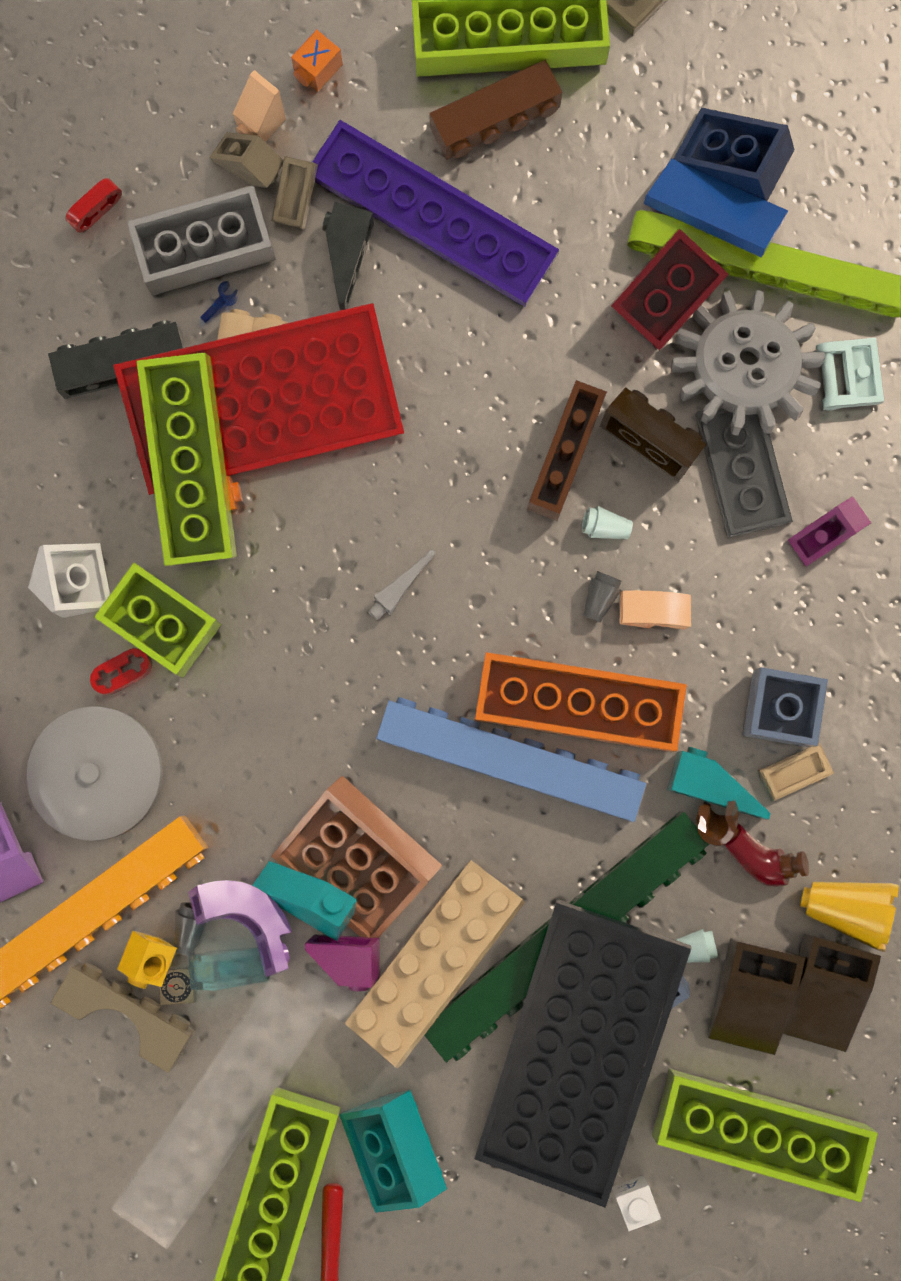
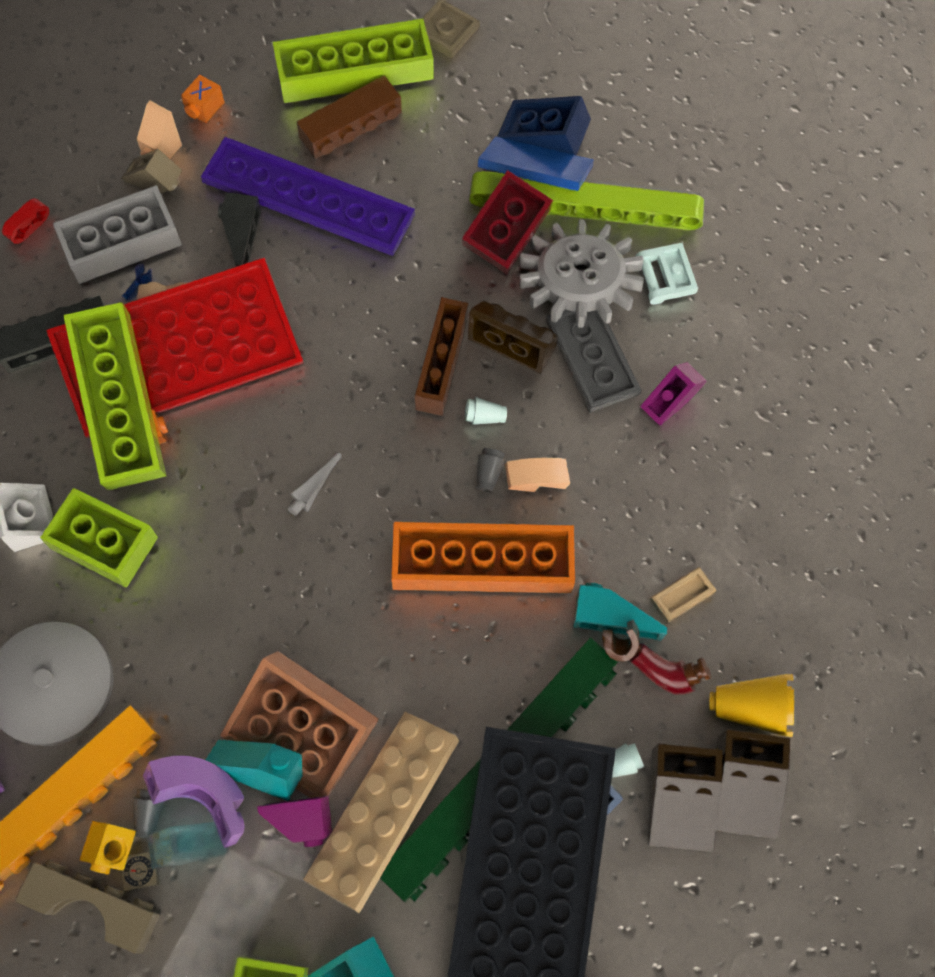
camera: 10 degrees left, 15 degrees down
(117, 664) = (69, 589): red beam -> none
(294, 192) = (192, 192): dark tan tile -> none
(510, 760) = (429, 617): medium blue brick -> none
(764, 1135) = (718, 927): lime brick -> none
(785, 707) = (663, 537): sand blue brick -> none

